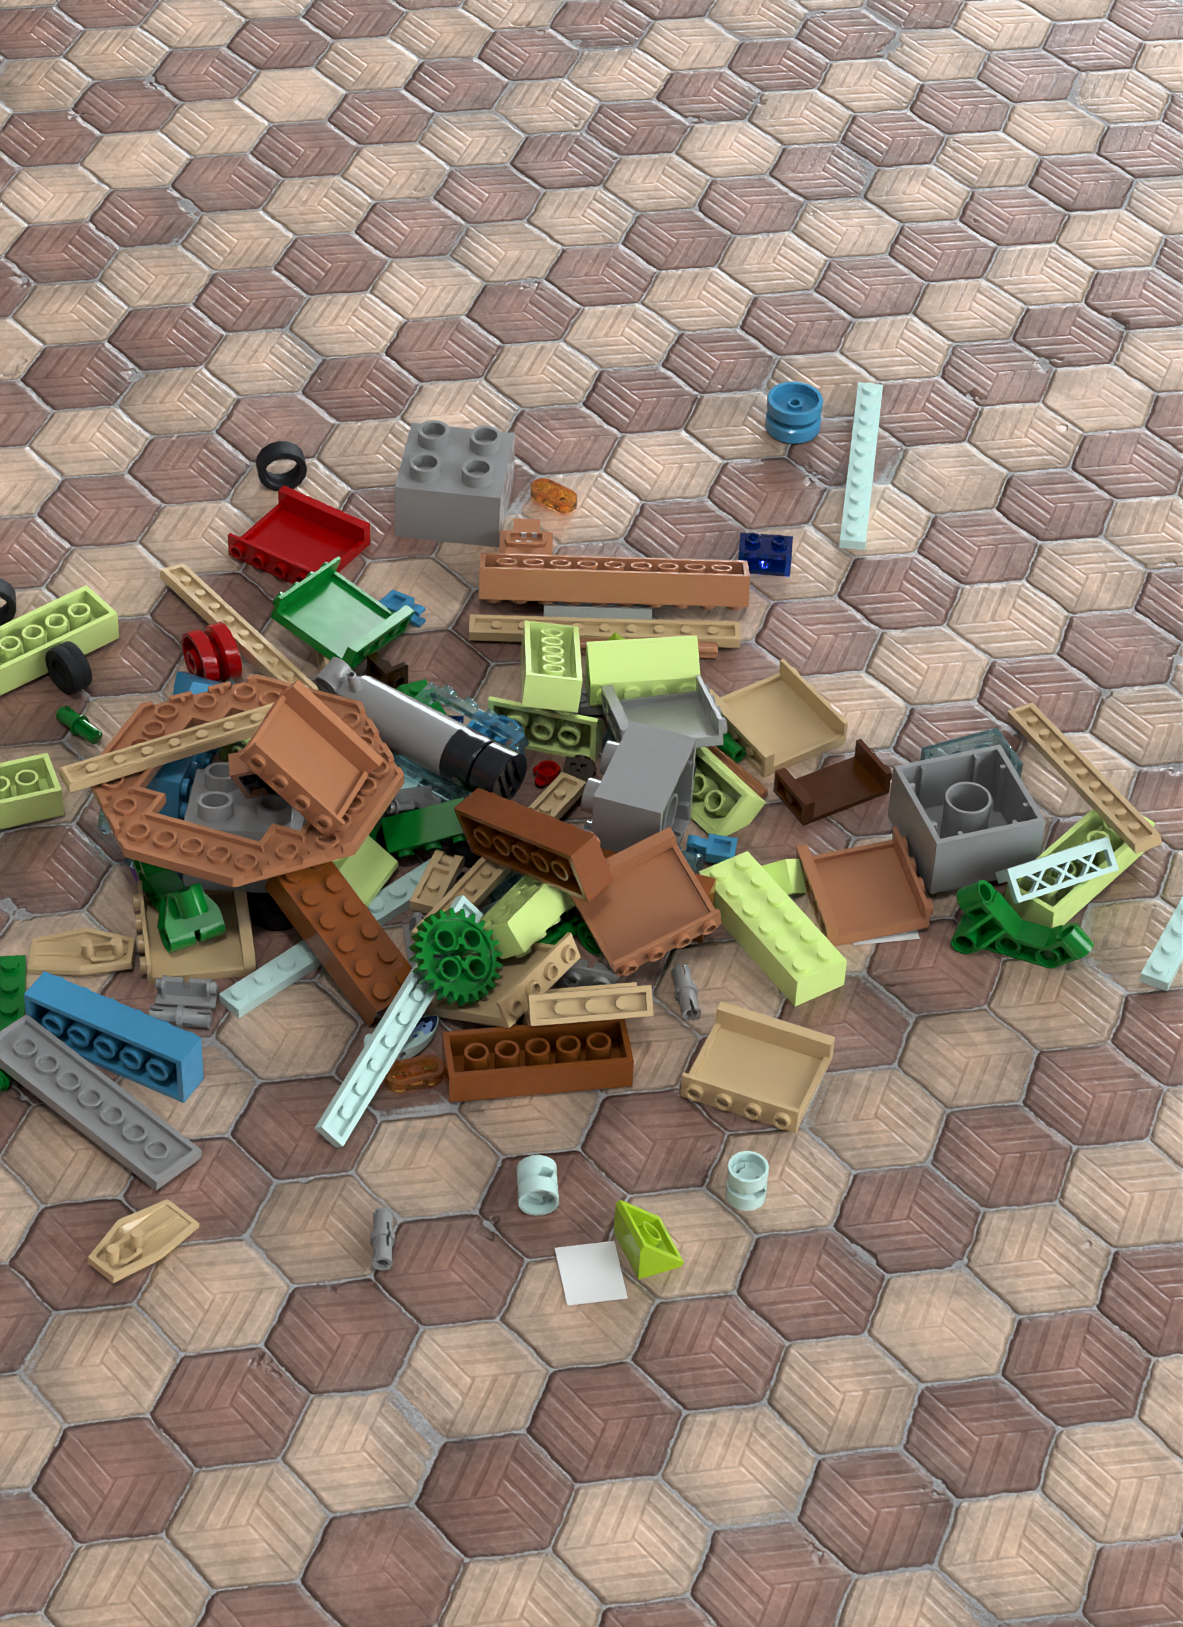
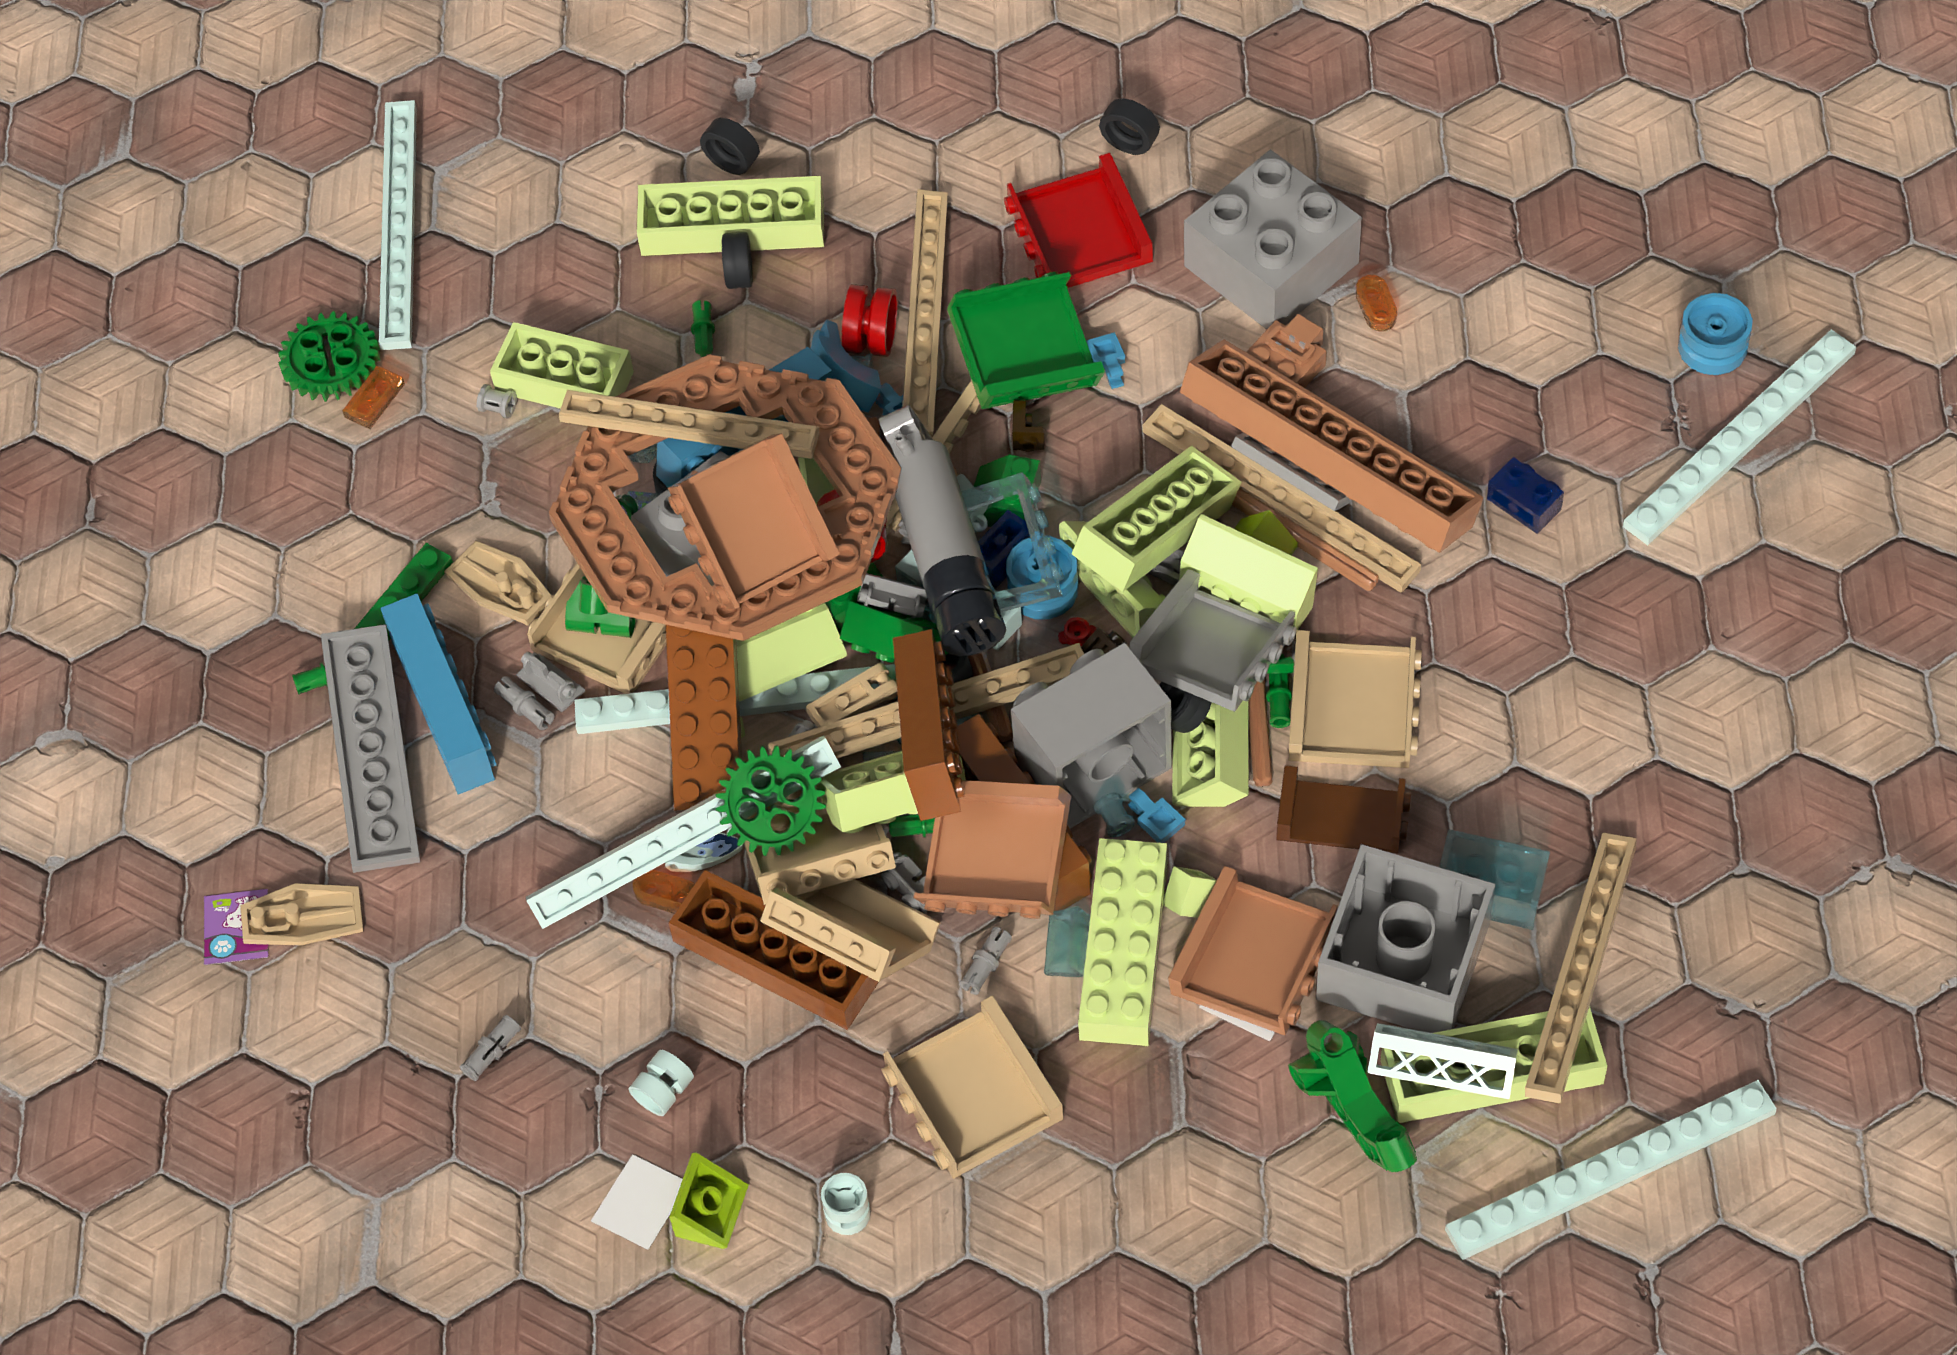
camera: 45 degrees right, 15 degrees up
(86, 1285) = (224, 928): none -> sticker
(728, 954) = (1067, 943): none -> clear light blue slope

